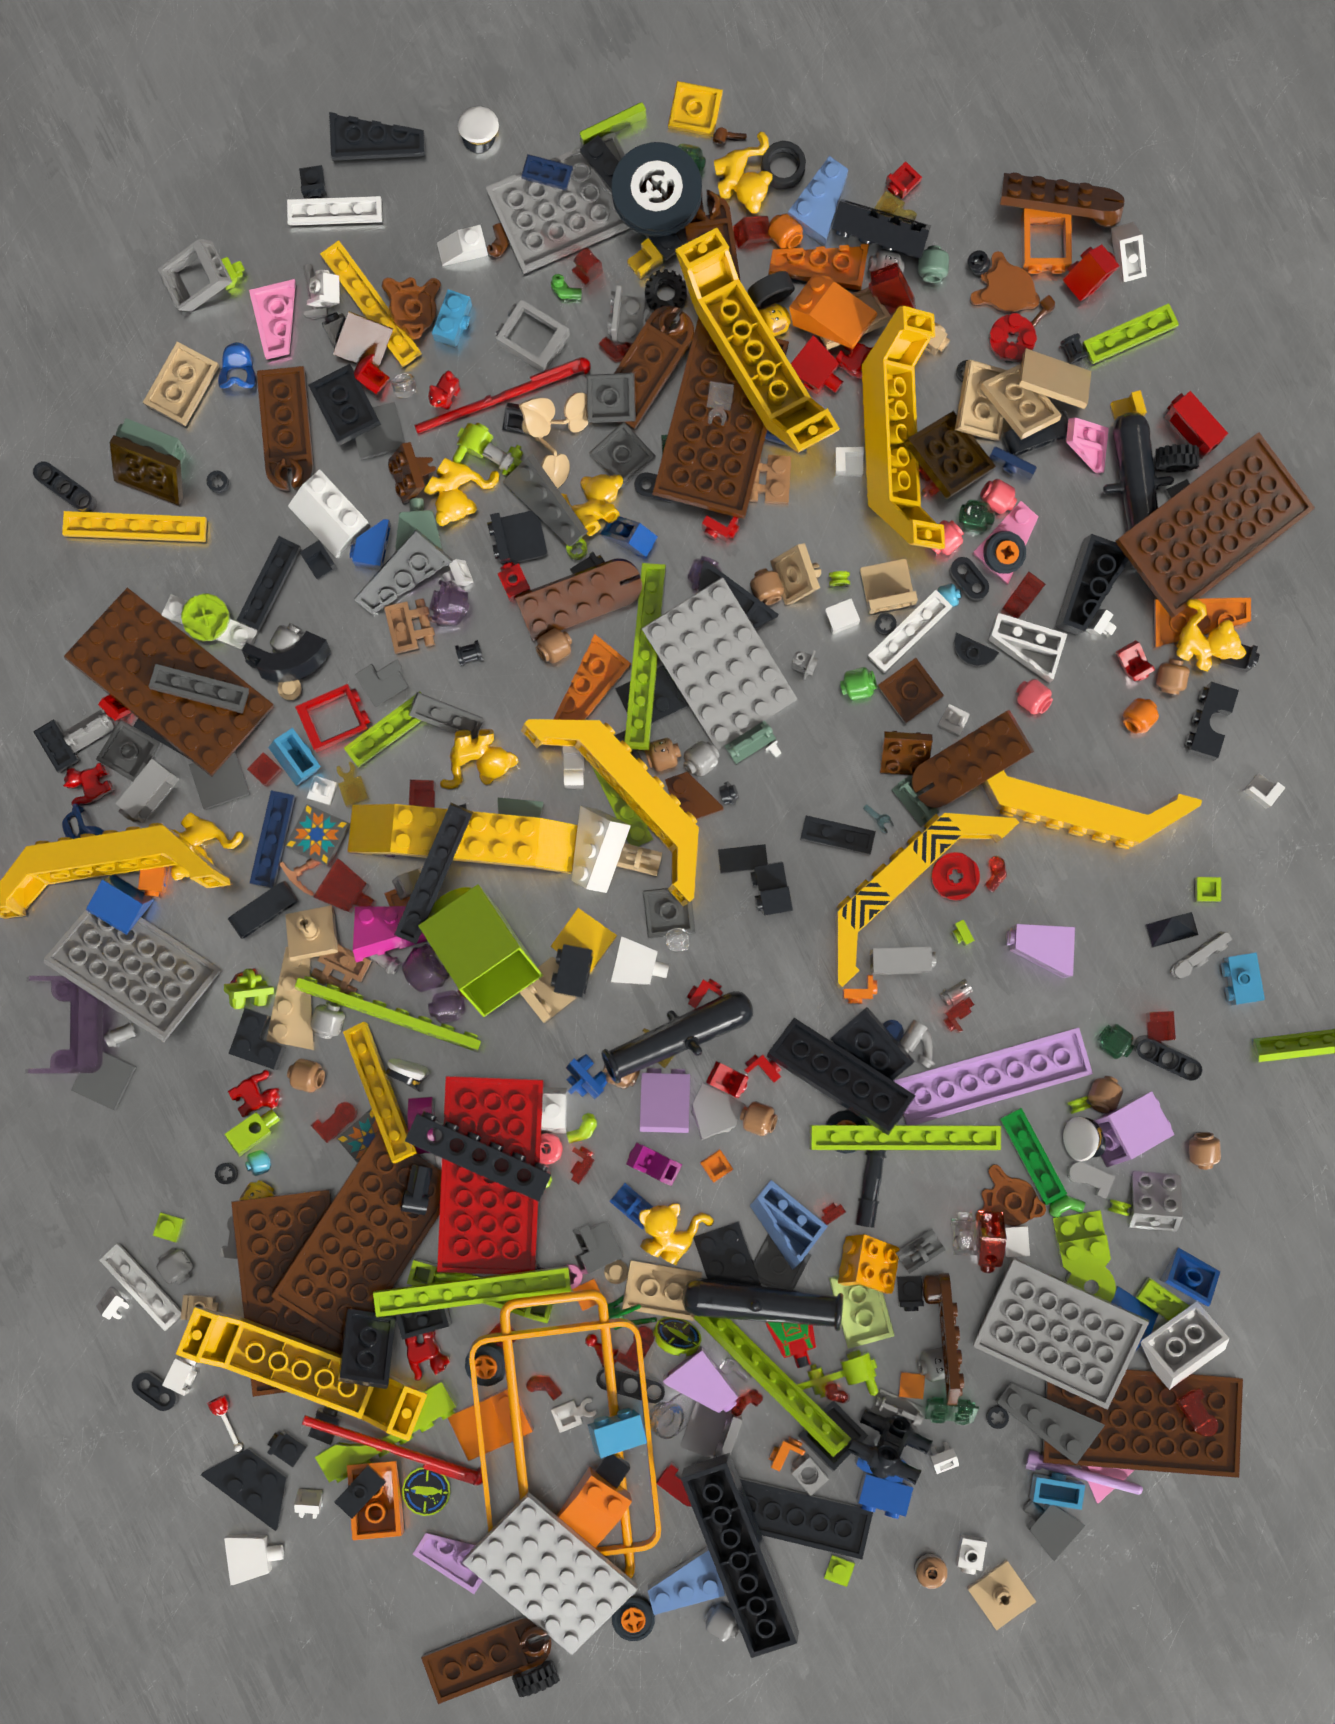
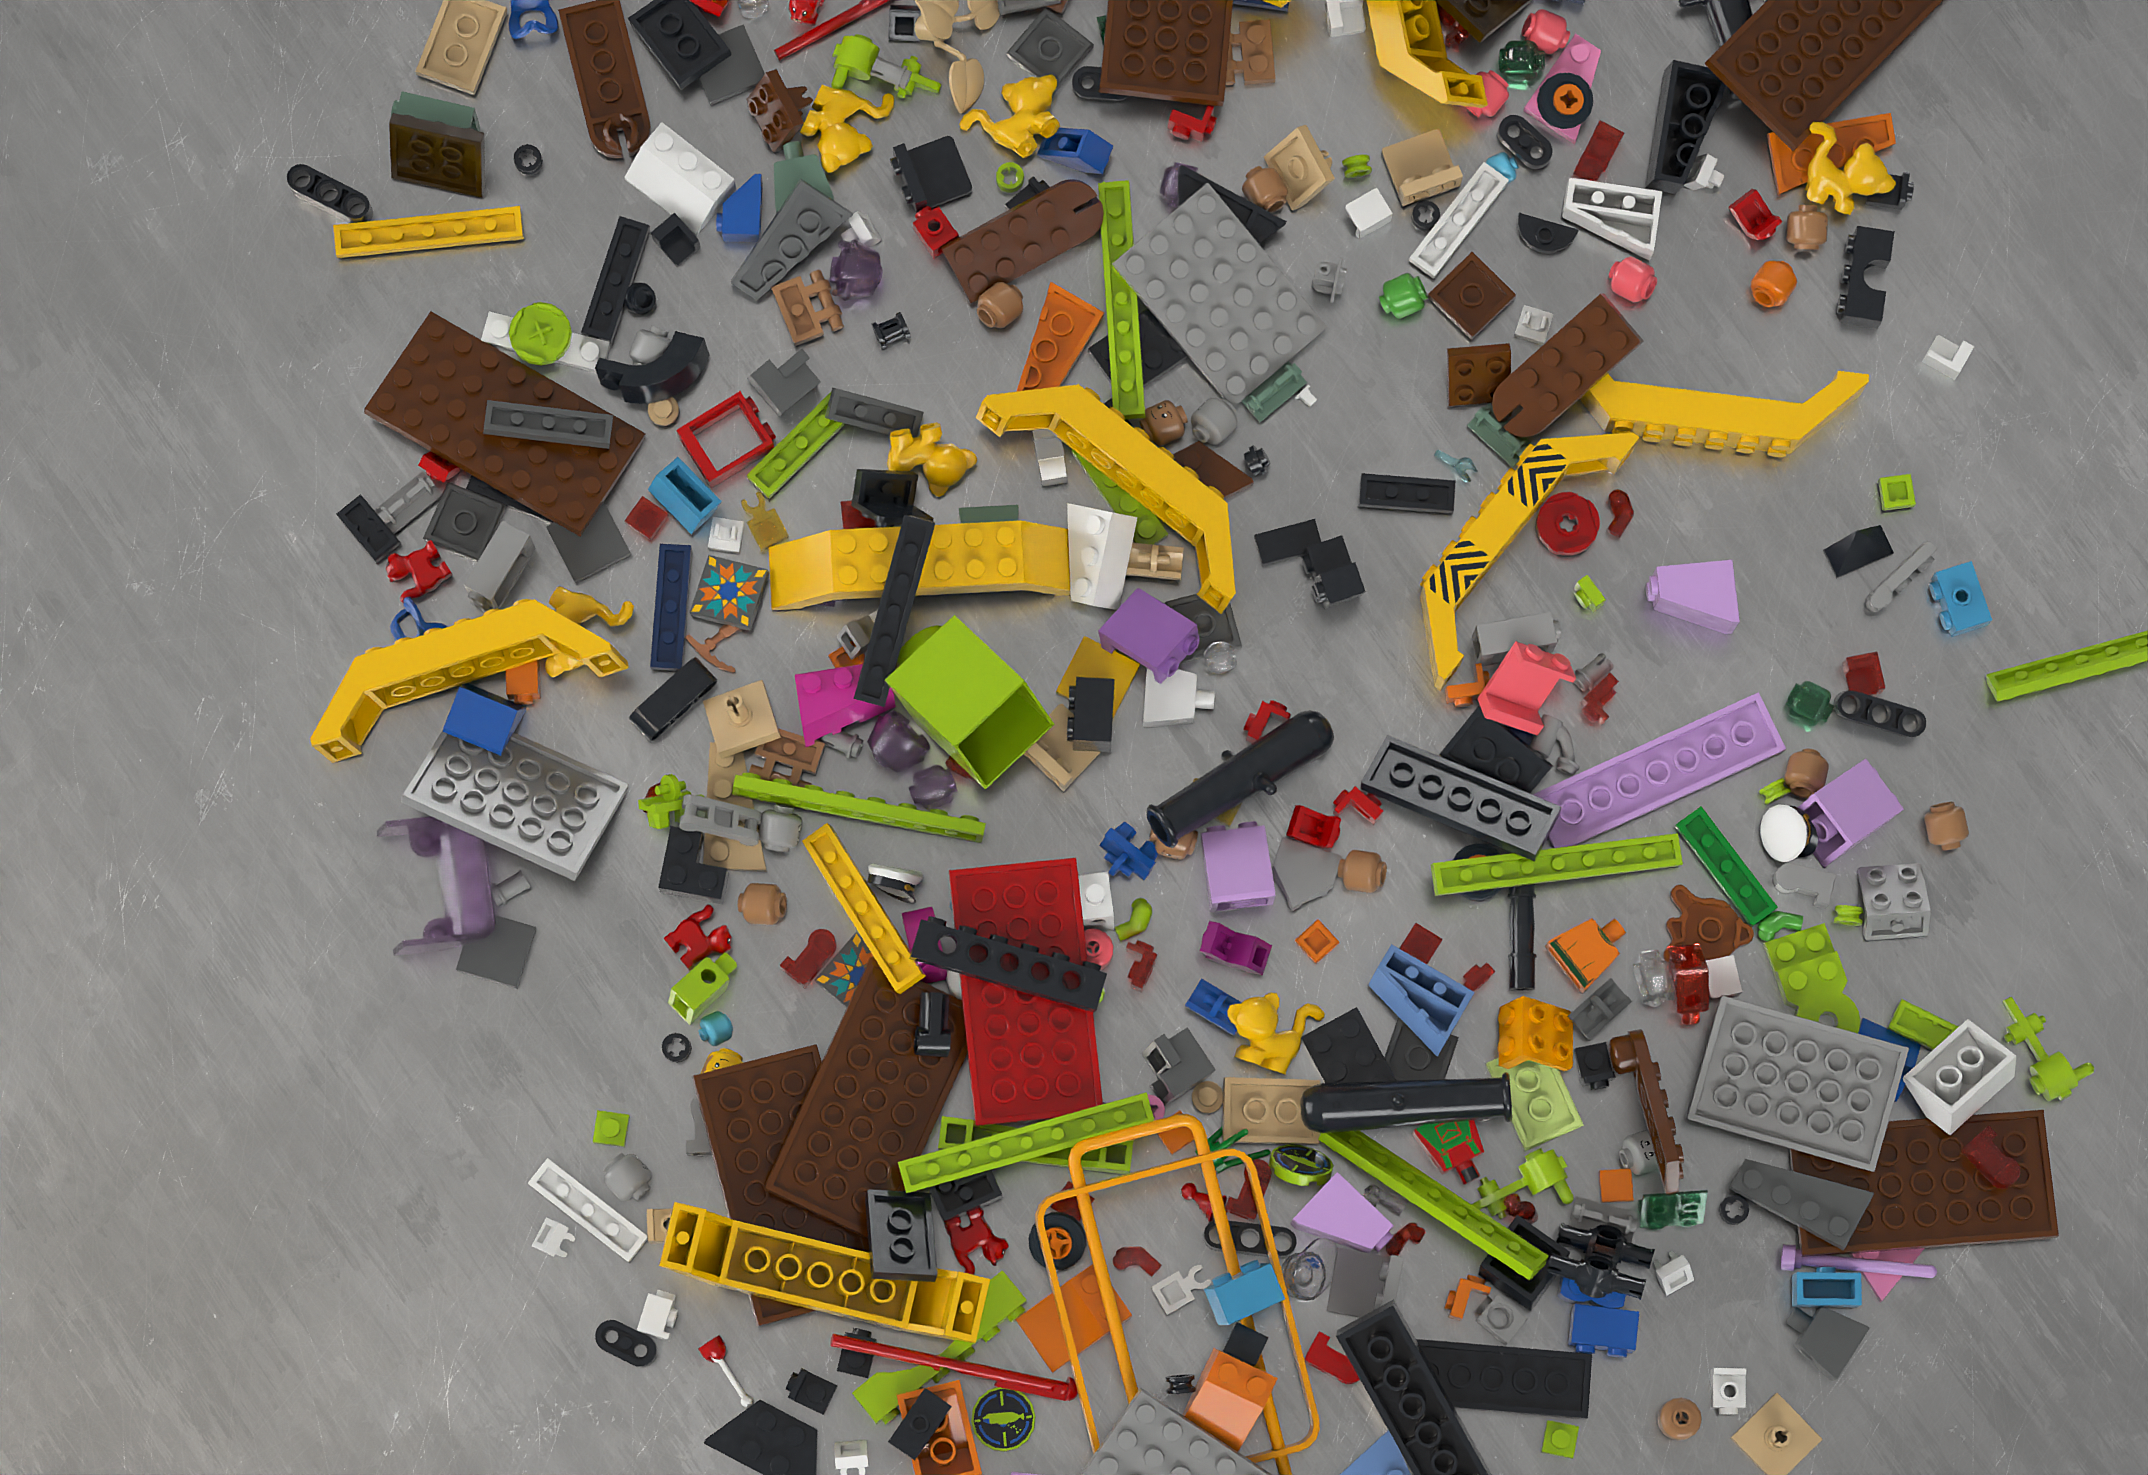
camera: 15 degrees left, 5 degrees down
(282, 1009) = (720, 819): none -> light grey plate
(284, 600) = (640, 298): none -> black plate
(344, 888) = (774, 656): clear red torso -> none
(445, 783) = (886, 496): none -> black bracket
(541, 495) = (955, 115): dark grey wing -> none
(559, 1492) = (1180, 1384): none -> black bush
(626, 916) = (1150, 634): none -> medium lavender panel
(794, 1180) = (1421, 943): none -> clear red plate
(900, 998) = (1522, 686): none -> coral panel
(918, 1205) = (1586, 951): none -> orange torso
(1191, 1277) = (1955, 991): blue slope -> none
(1254, 1351) = (2051, 1074): none -> lime piece

